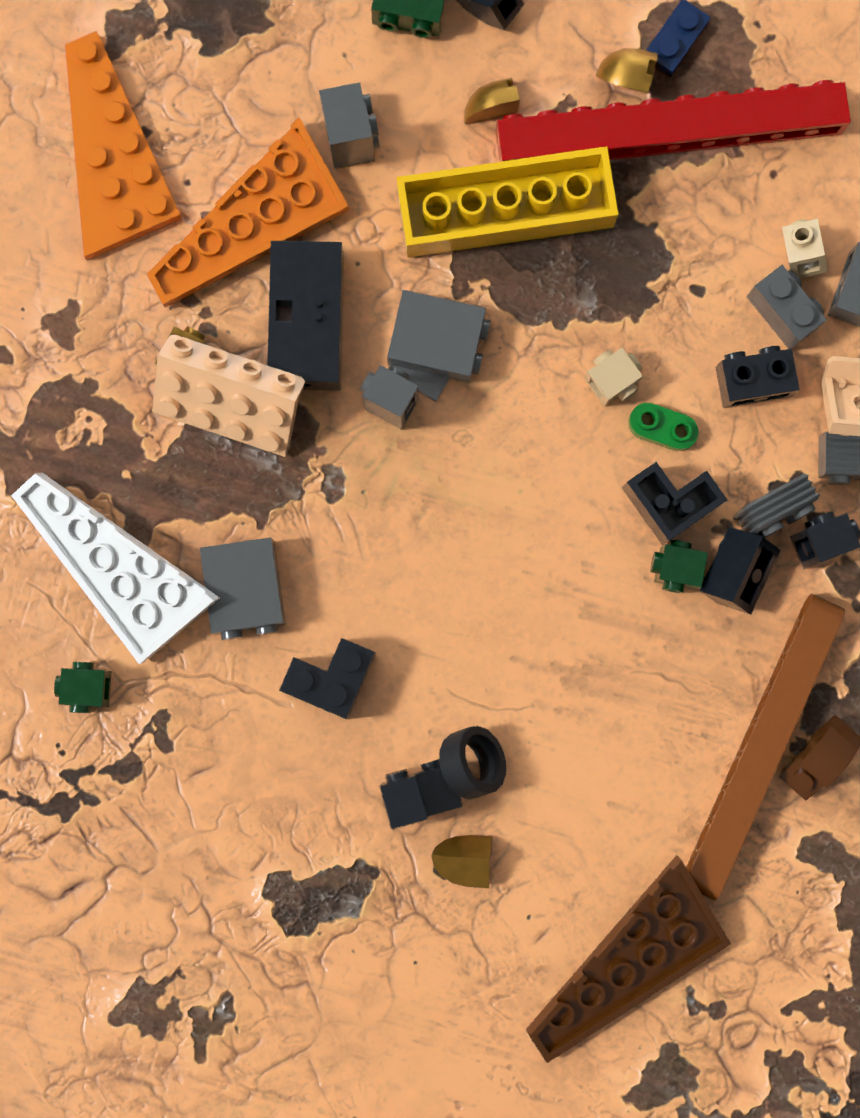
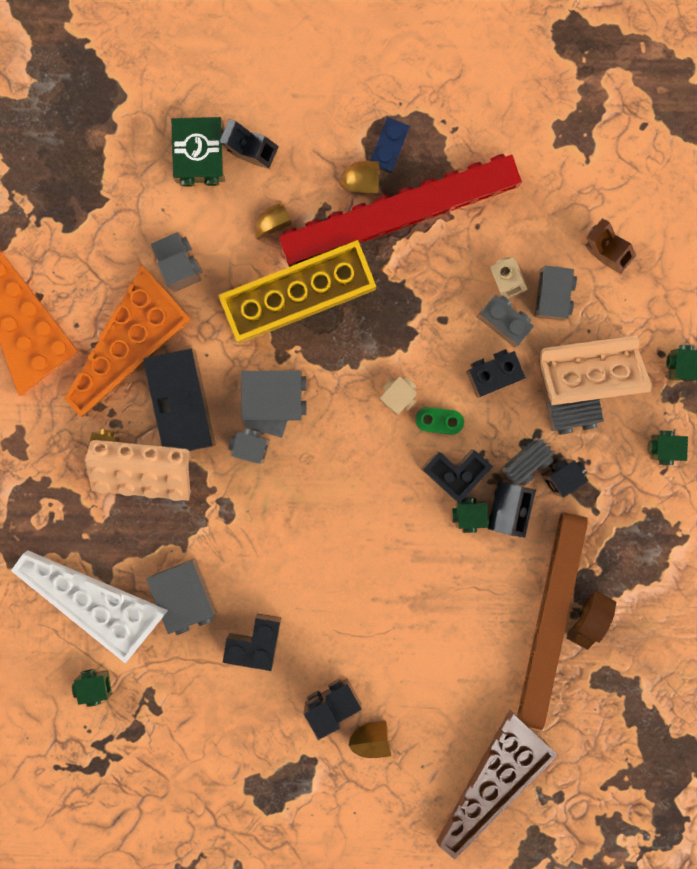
camera: 10 degrees left, 5 degrees up
(455, 767) = (374, 673): black tyre -> none

